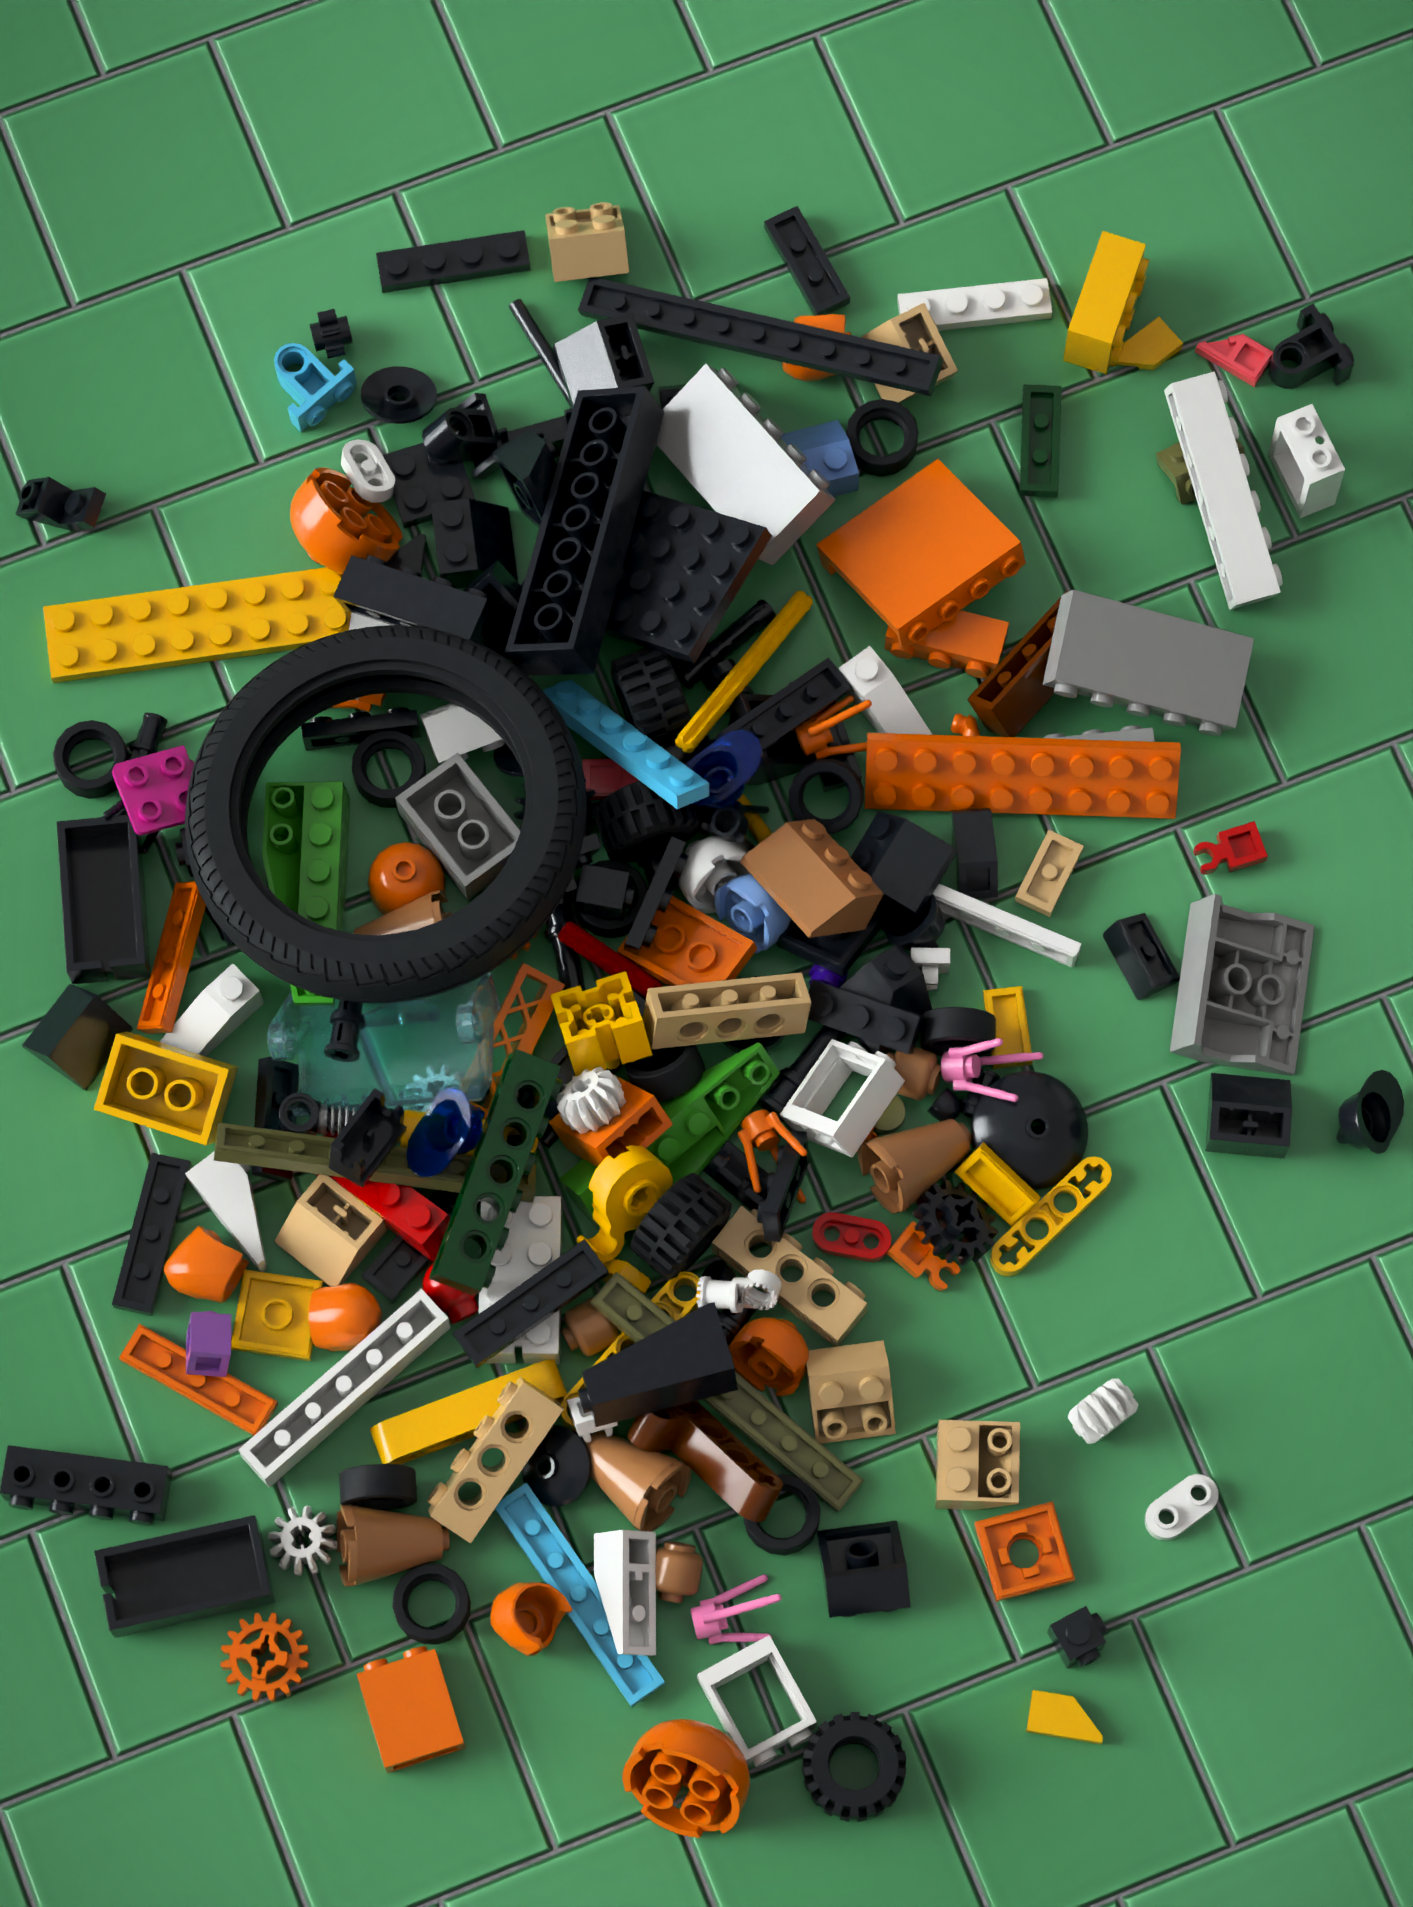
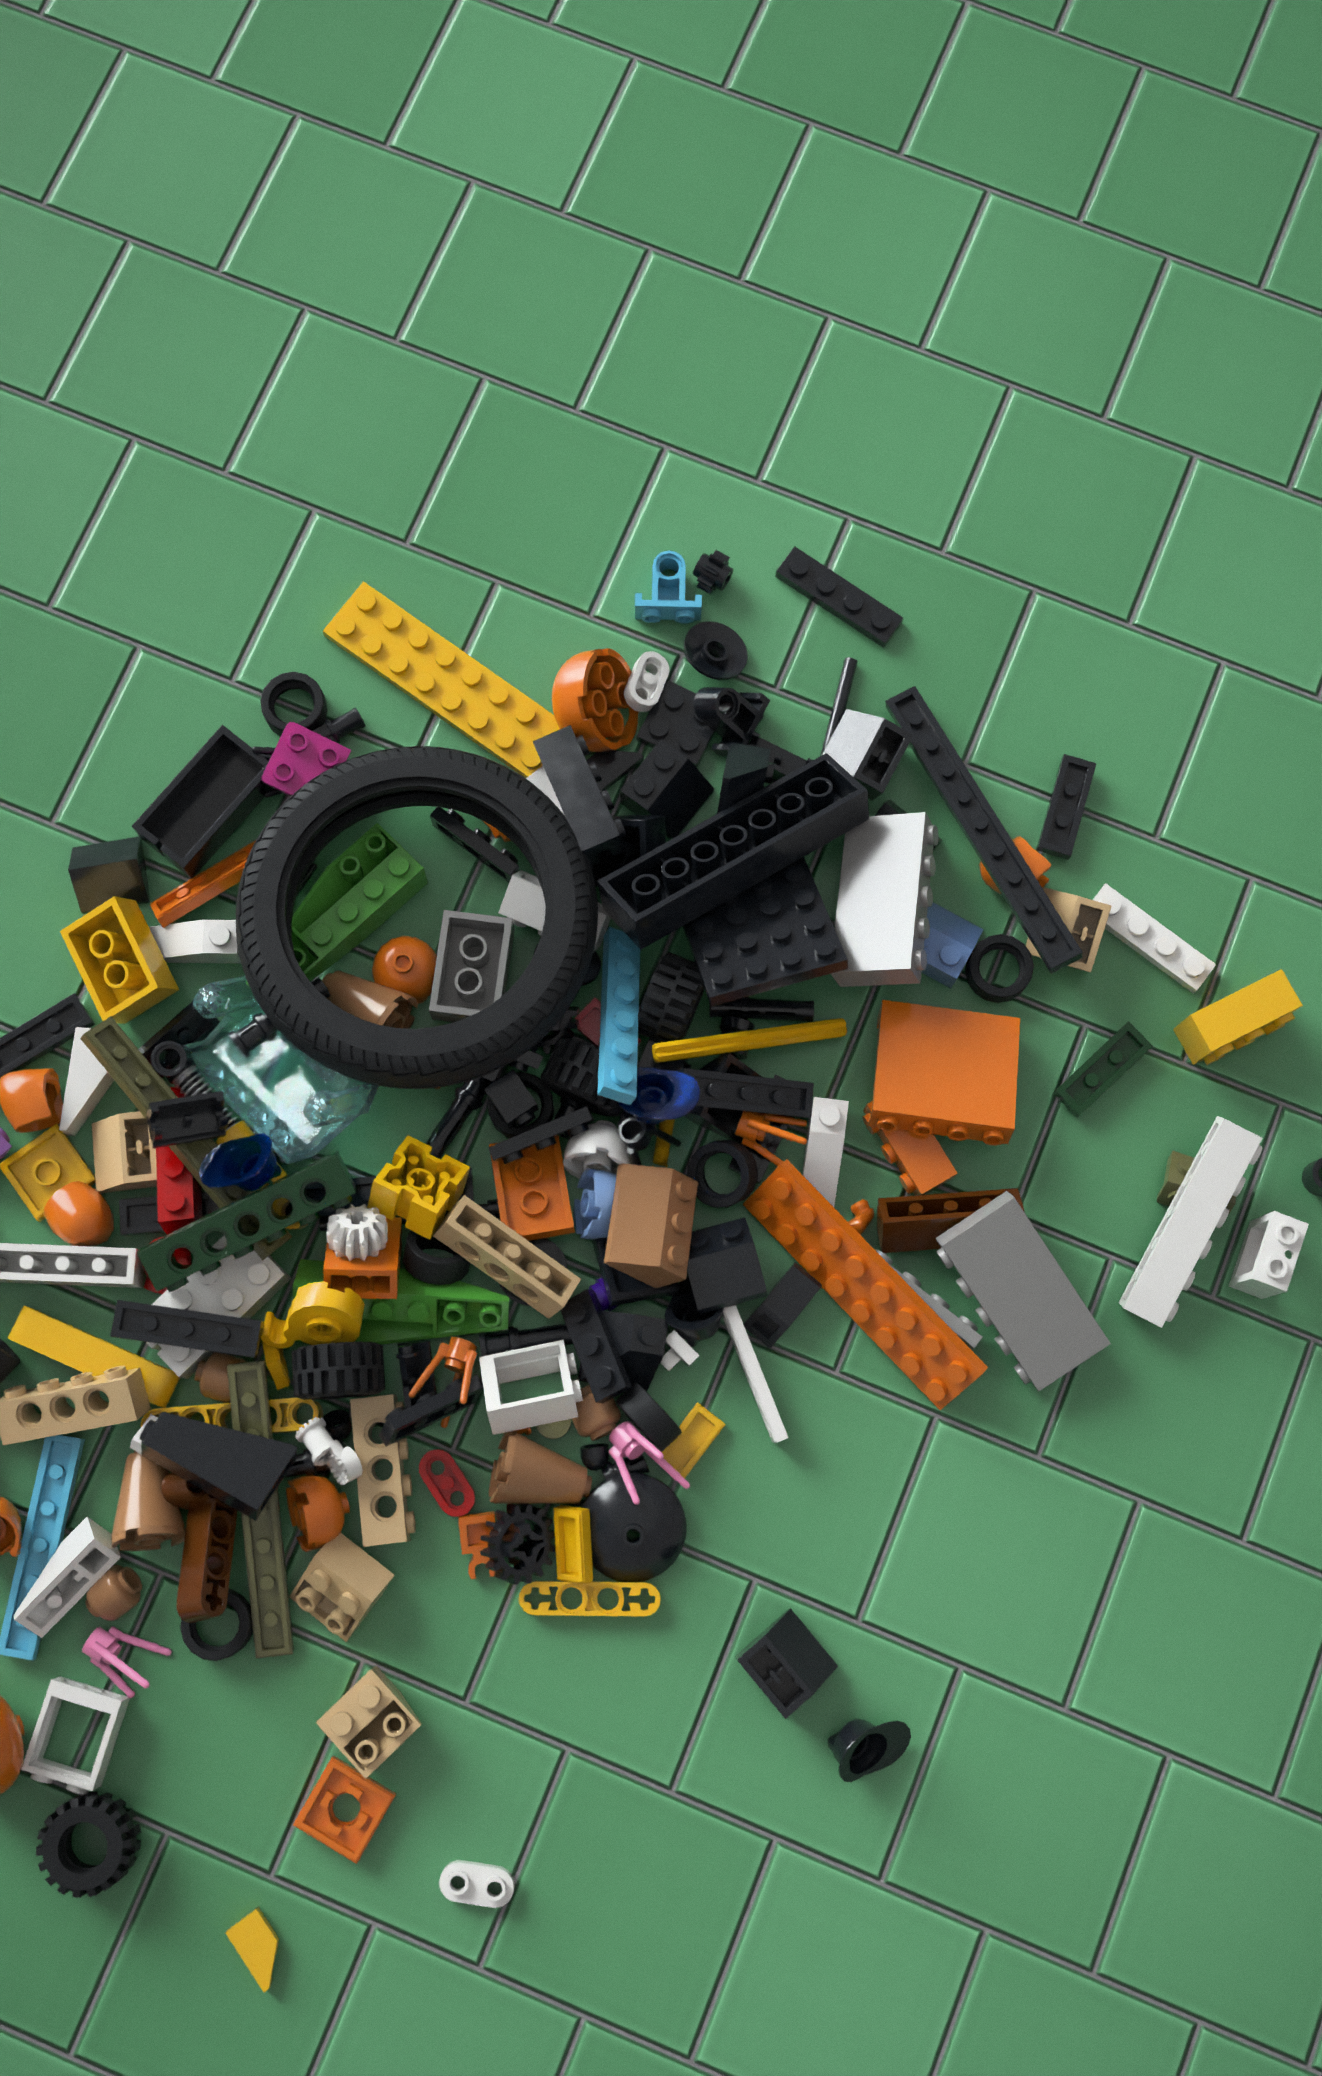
camera: 40 degrees right, 5 degrees up
(57, 505) = (438, 525): black slope -> none
(374, 743) = (460, 862): black tyre -> none
(533, 1020) = (380, 1144): orange fence -> none
(569, 1467) = (108, 1451): black dish -> none
(587, 242) = (934, 662): tan slope -> none
(606, 958) = (476, 1147): red axle -> none
(863, 1569) = (231, 1714): black slope -> none
(1049, 873) = (818, 1366): tan plate -> none
(1078, 1637) = (317, 1907): black brick -> none
(1103, 1411) = (486, 1770): white gear -> none
(1140, 955) = (825, 1480): black slope -> none
(1150, 346) = (1240, 1074): yellow tile -> none
(1237, 847) = (960, 1472): red plate -> none
(1238, 356) = (1295, 1137): coral tile -> none
(1242, 988) = (869, 1570): light grey piece -> none

